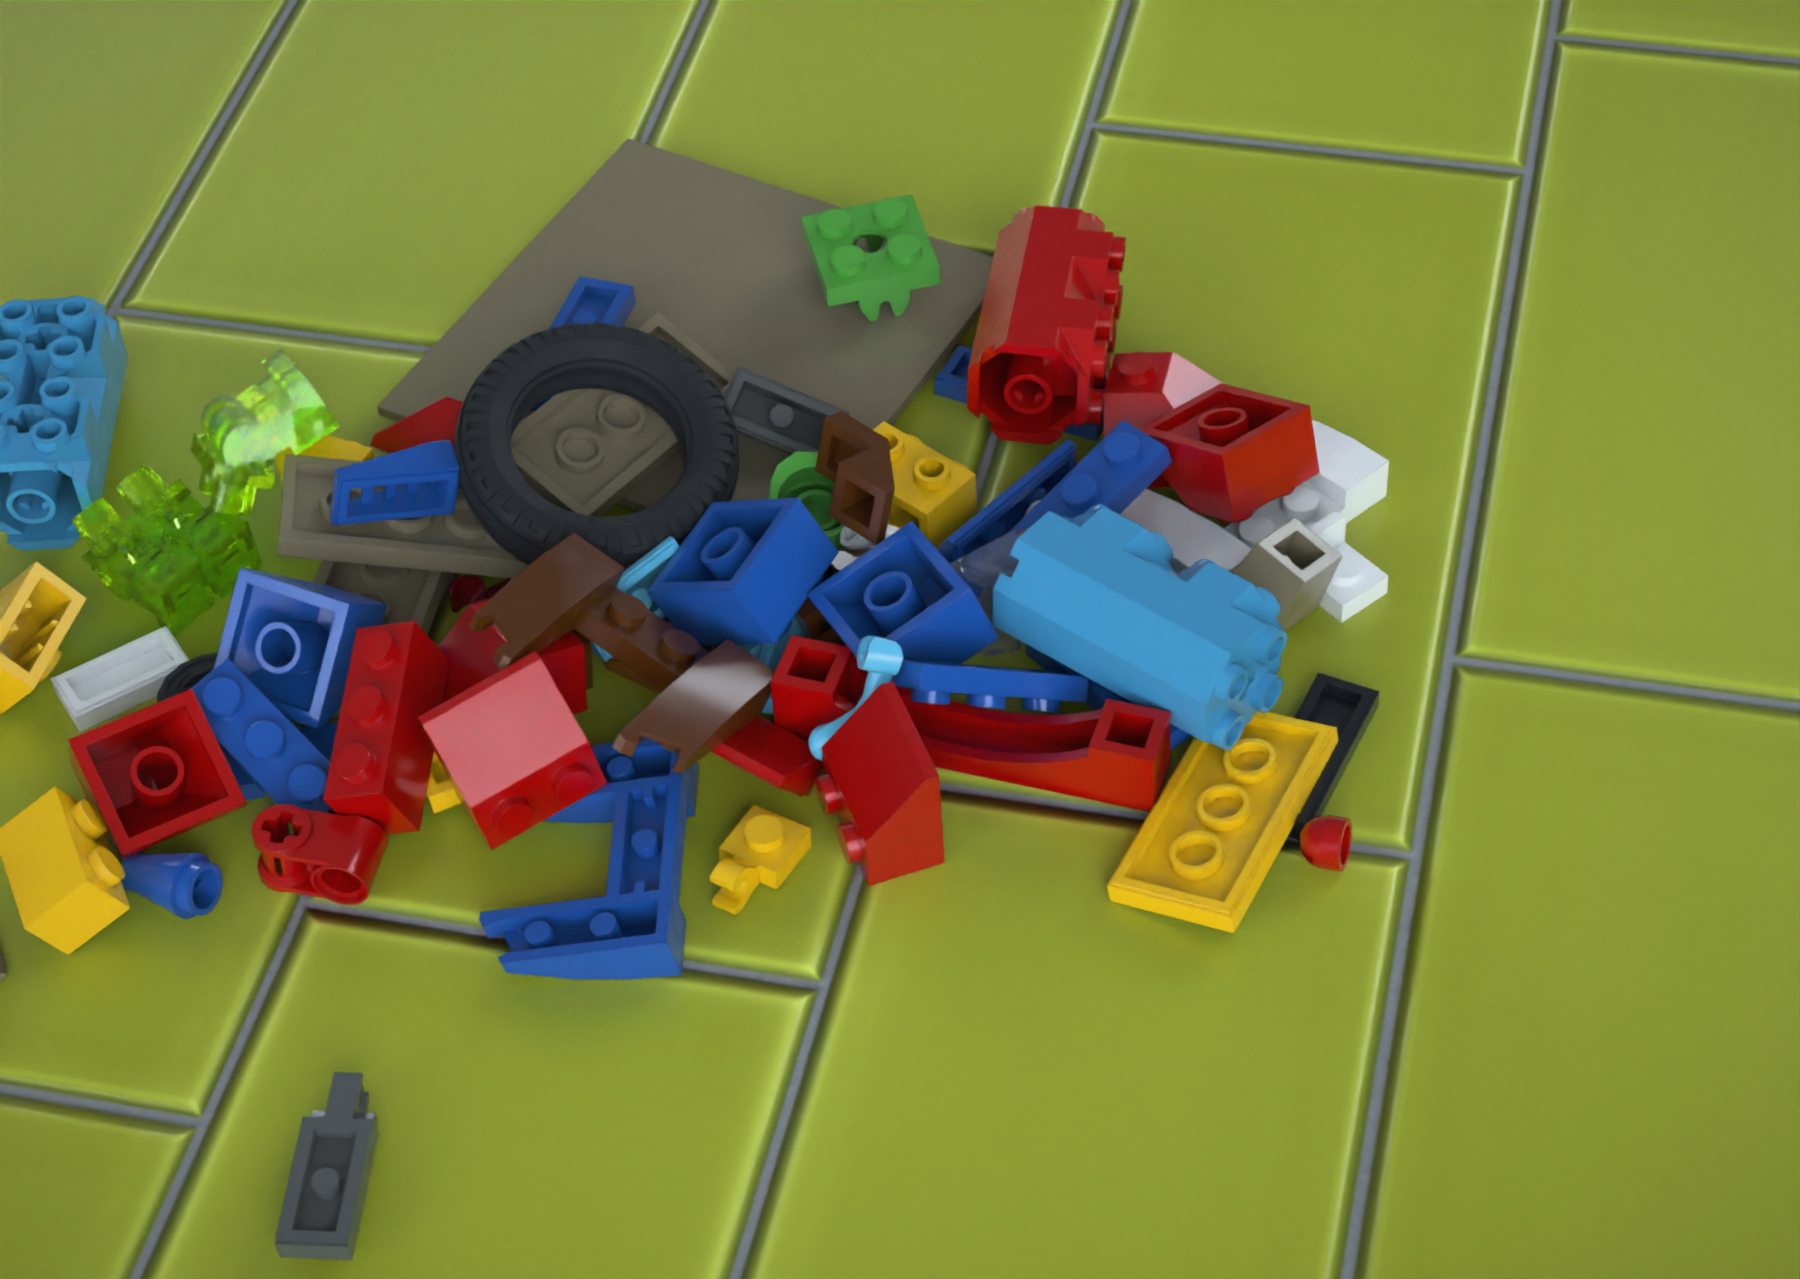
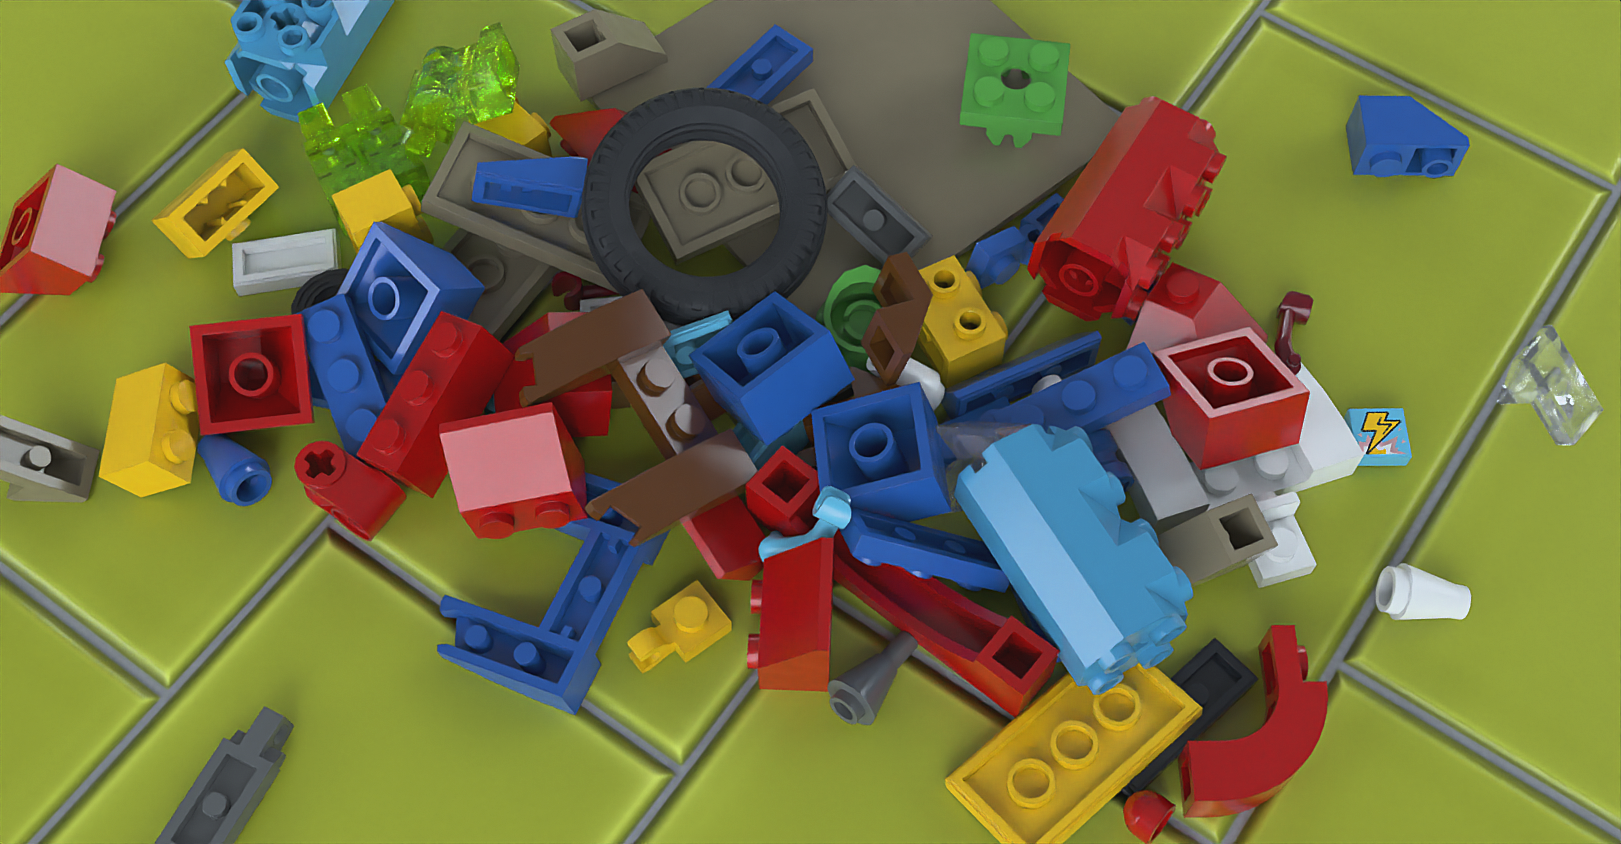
camera: 20 degrees right, 15 degrees up
(210, 574) = (380, 201): none -> yellow brick
(397, 359) = (604, 51): none -> dark tan slope
(932, 411) = (1000, 255): none -> blue plate
(981, 838) = (862, 690): none -> dark grey cone
(1258, 369) = (1293, 309): none -> dark red piece
(1293, 186) = (1402, 138): none -> blue slope
(1403, 447) = (1380, 435): none -> tile
(1409, 765) = (1247, 771): none -> red arch
(1498, 566) = (1415, 594): none -> white cone
(1538, 340) = (1553, 386): none -> clear slope

